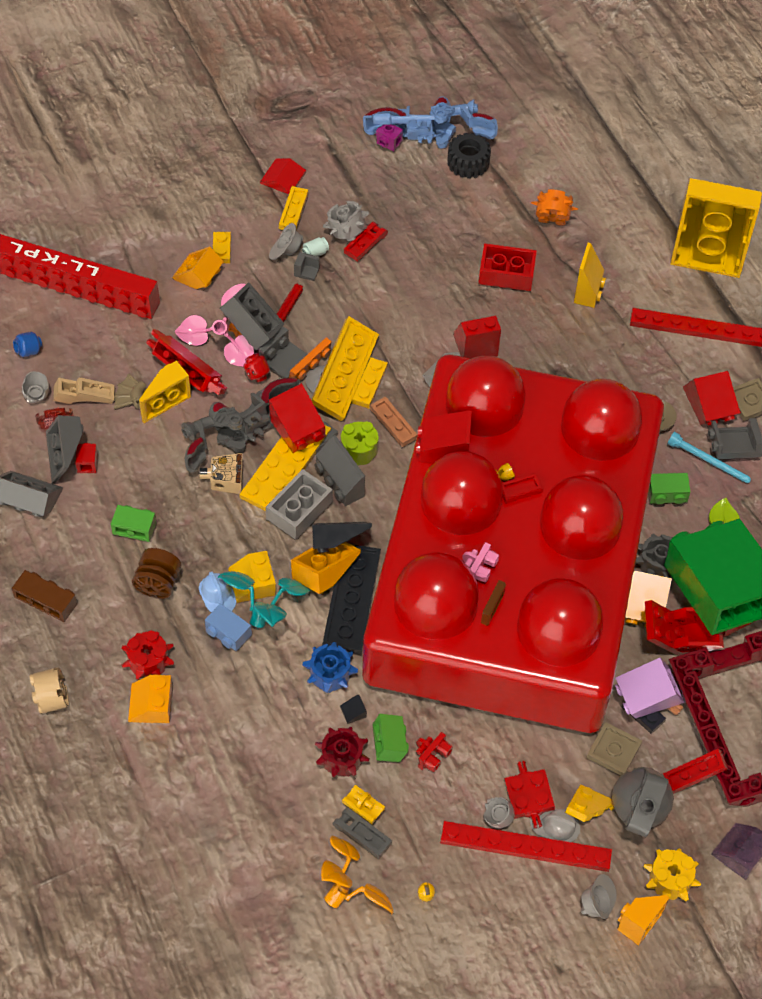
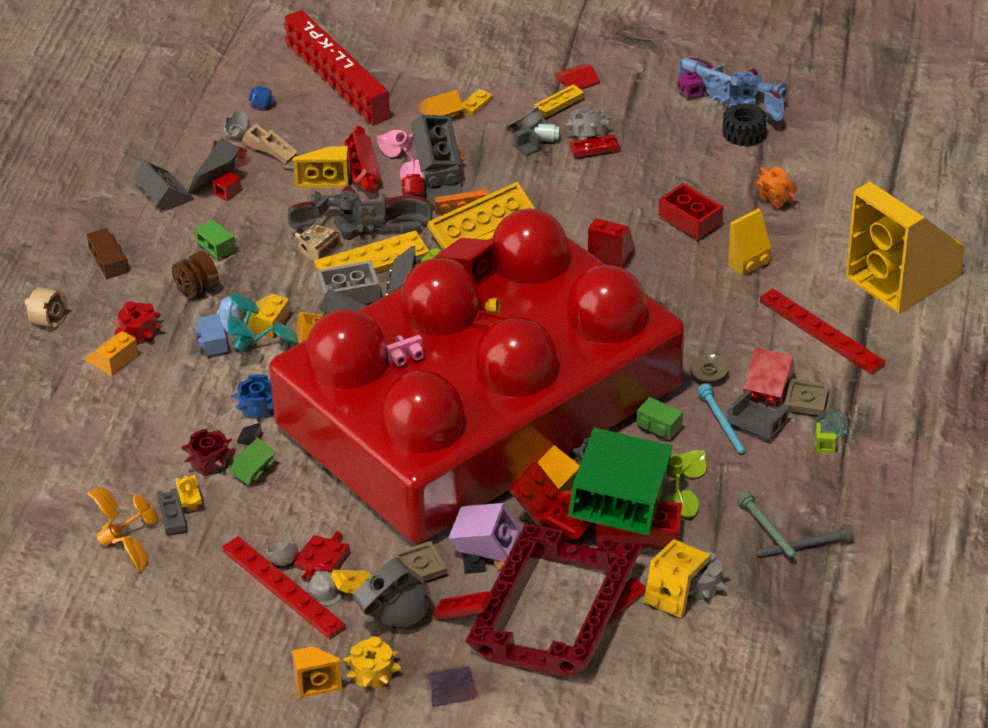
camera: 40 degrees right, 15 degrees down
(289, 301) = (486, 161): red axle -> none
(296, 418) = (400, 224): red slope -> none
(422, 894) = (180, 573): yellow hinge -> none
(430, 749) = (276, 488): red hips -> none
(493, 603) = (384, 378): reddish brown tile -> none
(599, 898) = (296, 639): light grey piece -> none

